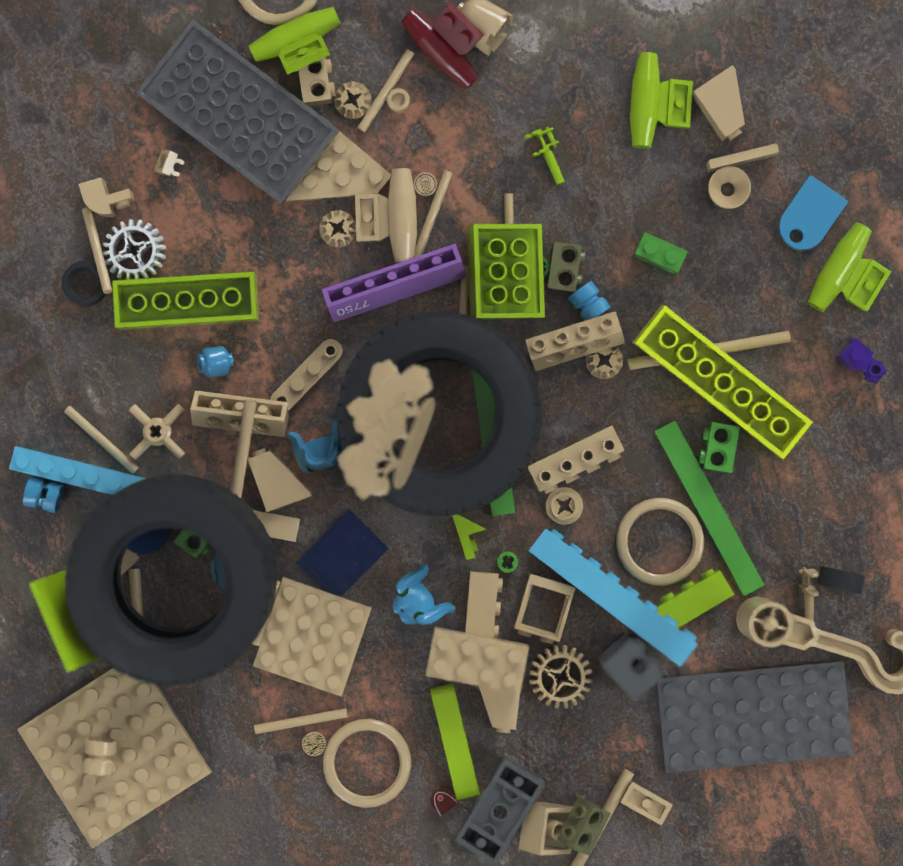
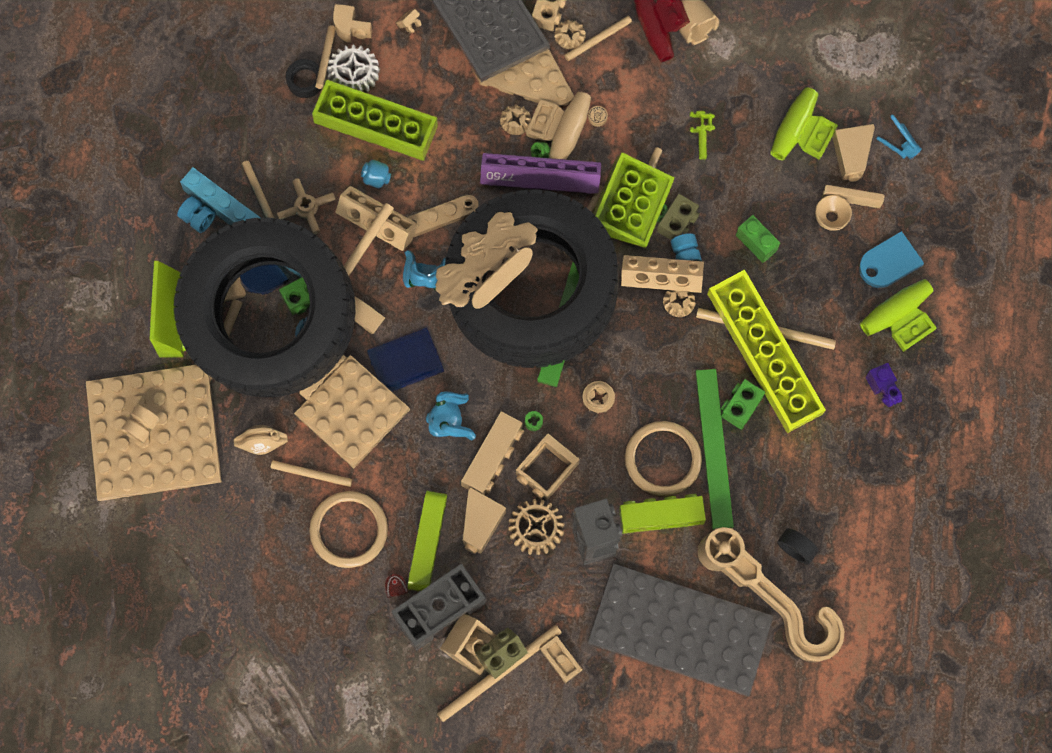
camera: 20 degrees right, 15 degrees down
(230, 708) = (260, 439): none -> tan hat
(276, 481) = (380, 282): tan slope -> none
(314, 743) = (313, 495): tile -> none
(381, 255) = (536, 147): none -> bright green bush
(398, 100) = (604, 49): tan tile -> none
(432, 214) = (595, 137): tan bar -> none
(465, 528) = (512, 380): lime slope -> none
(477, 660) = (475, 477): tan brick -> none
(575, 459) = (623, 364): tan brick -> none
(613, 597) = (607, 479): medium azure brick -> none
(782, 70) = (910, 147): none -> dark azure plant
(809, 591) = (767, 546): tan piece -> none

